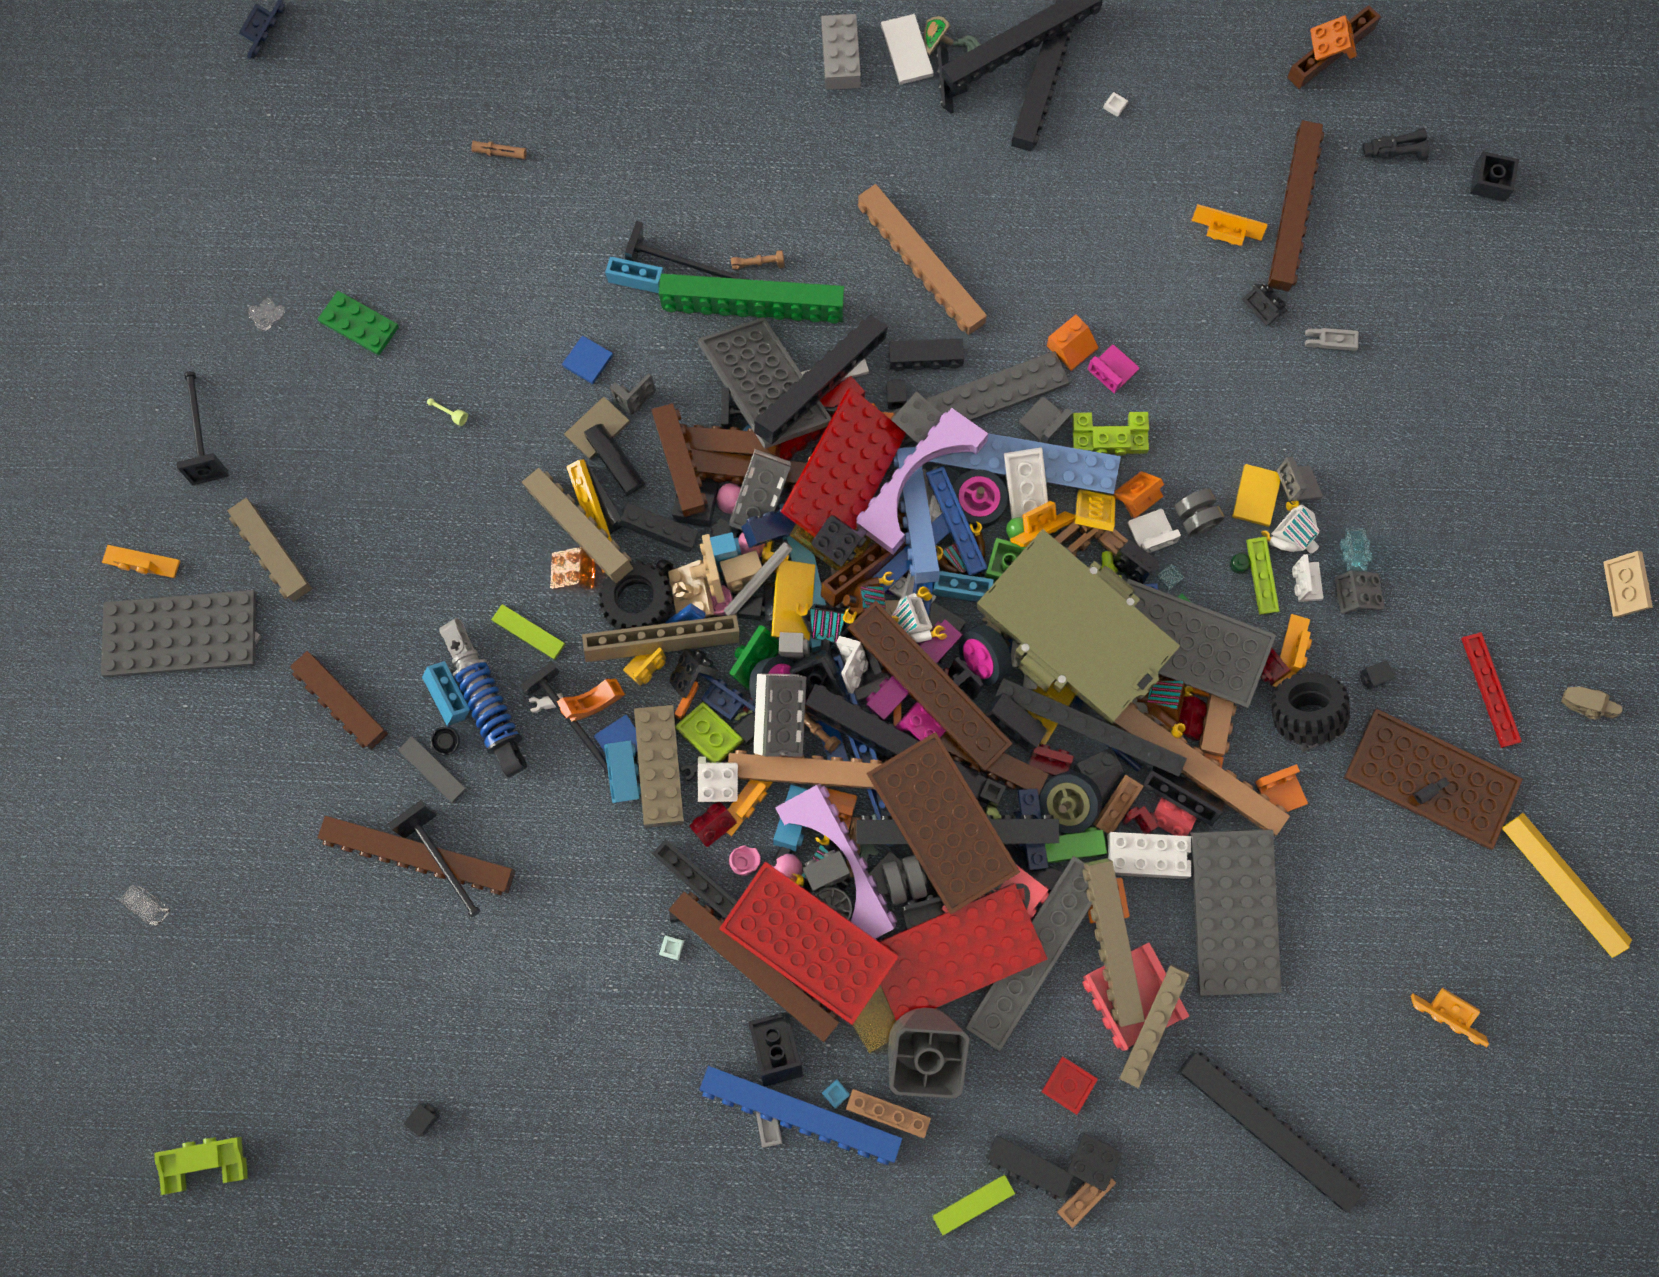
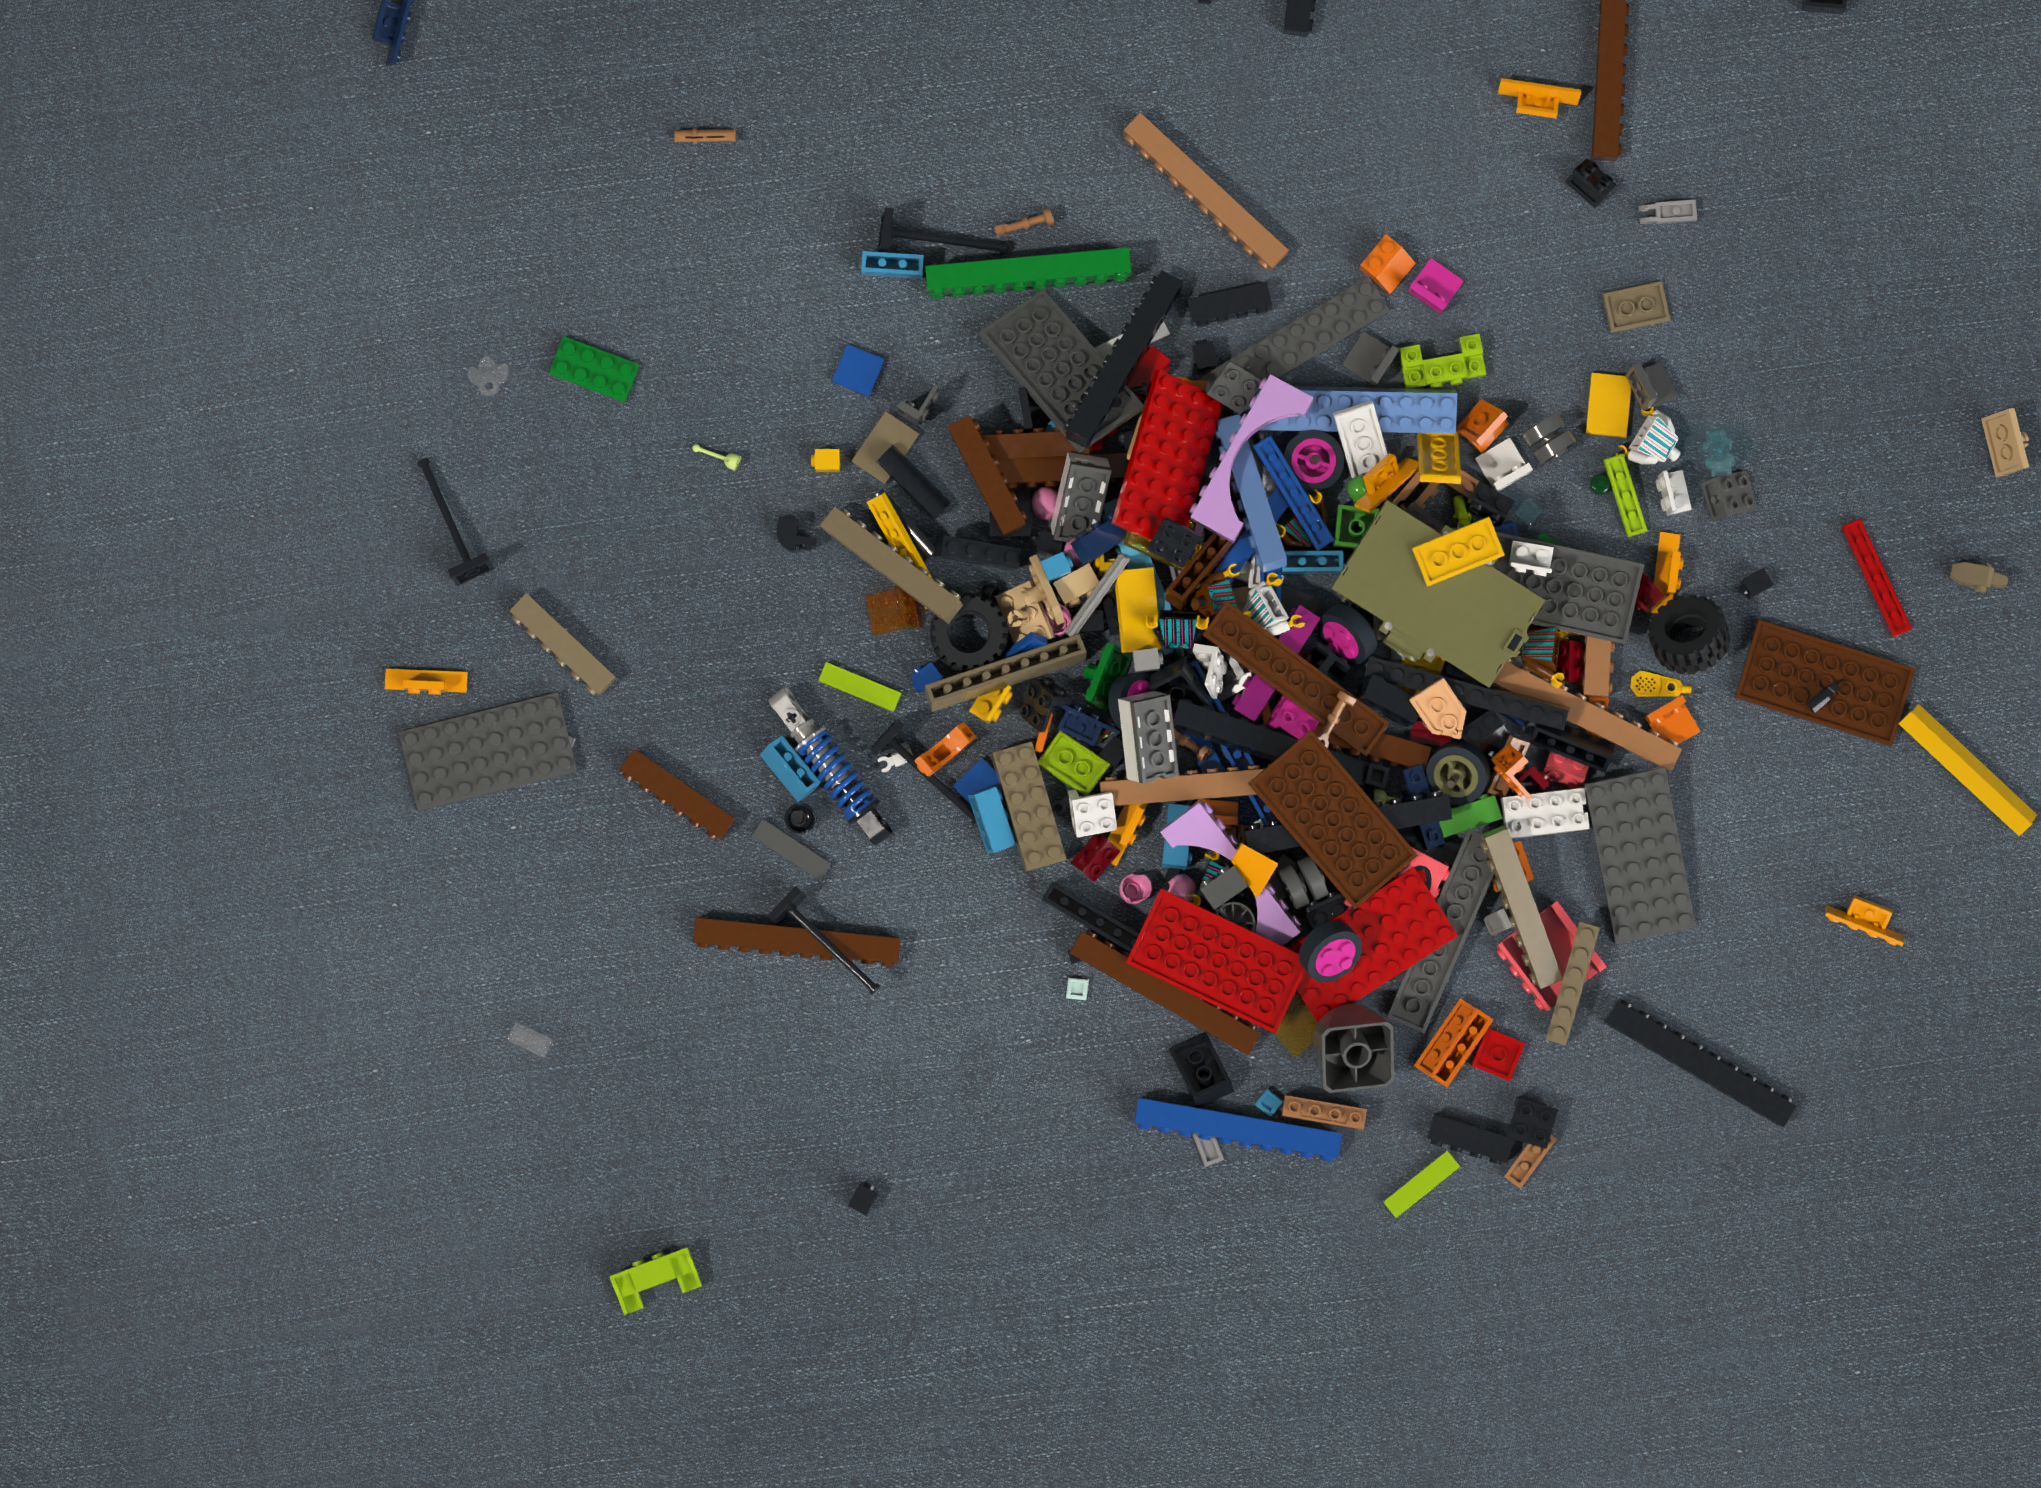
camera: 15 degrees left, 10 degrees up
(493, 488) = (788, 535): none -> black brick
(542, 429) = (826, 460): none -> yellow brick
(586, 627) = (925, 676): none -> blue brick
(858, 856) = (1253, 867): none -> light orange slope
(919, 951) = (1330, 951): none -> black wheel
(959, 727) = (1334, 717): none -> medium nougat piece
(1027, 1066) = (1453, 1043): none -> orange brick
(1063, 738) = (1440, 709): none -> light nougat tile
(1087, 953) = (1497, 922): none -> light grey tile
(1103, 586) = (1458, 551): none -> yellow tile
(1120, 799) = (1508, 763): none -> orange bracket
(1169, 610) = (1531, 557): none -> white bracket
(1274, 754) = (1660, 685): none -> yellow piece
(1292, 415) = (1636, 307): none -> dark tan tile

